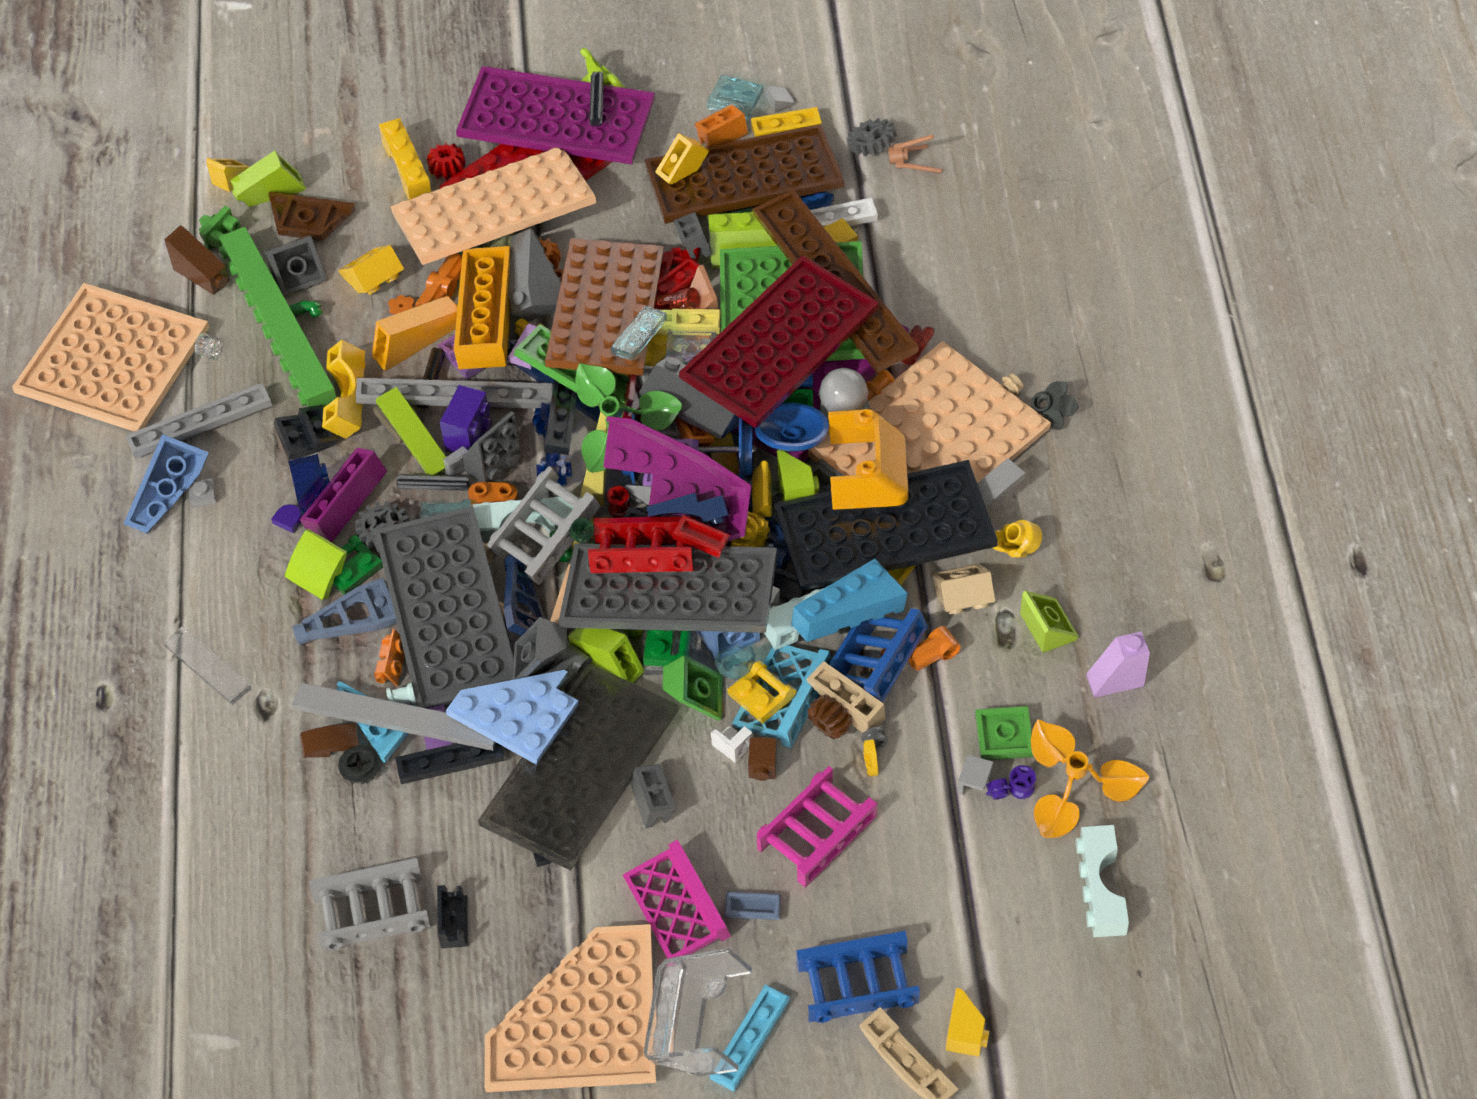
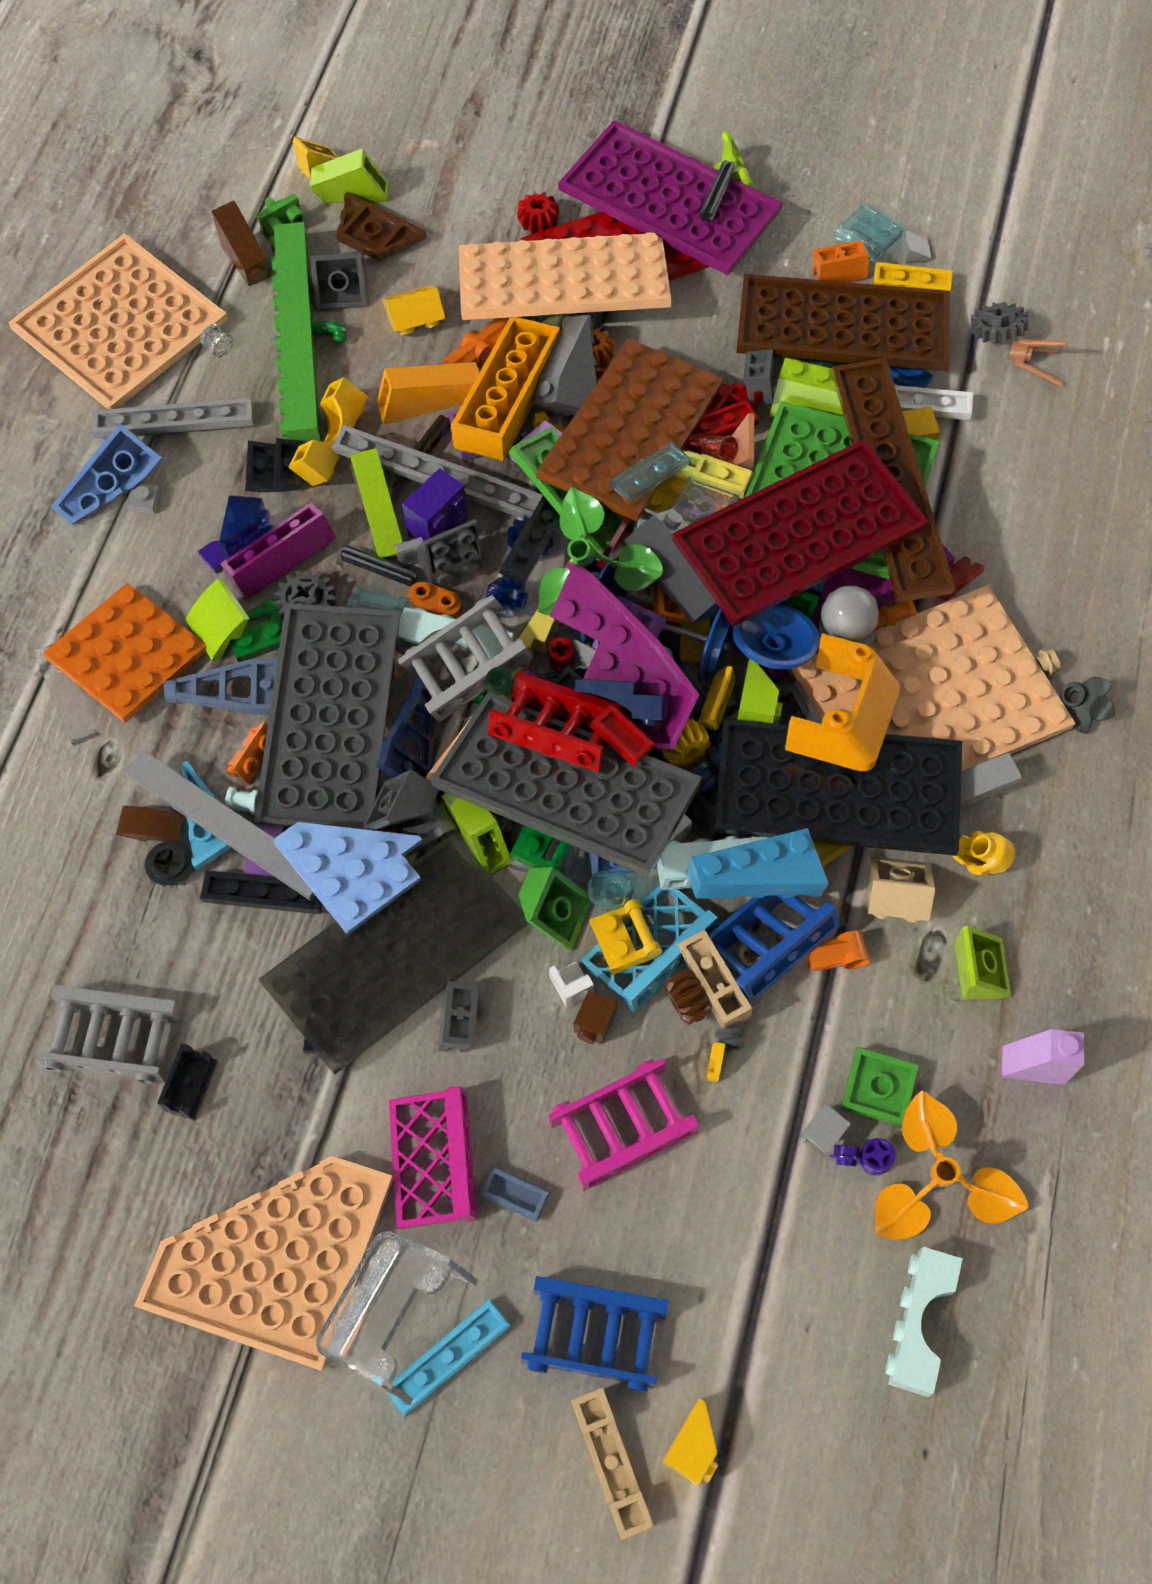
camera: 20 degrees right, 10 degrees up
(245, 616) = (125, 652): none -> orange plate
(400, 148) = (496, 197): yellow arch -> none
(400, 304) = (428, 356): orange plant -> none
(681, 159) = (782, 285): yellow slope -> none

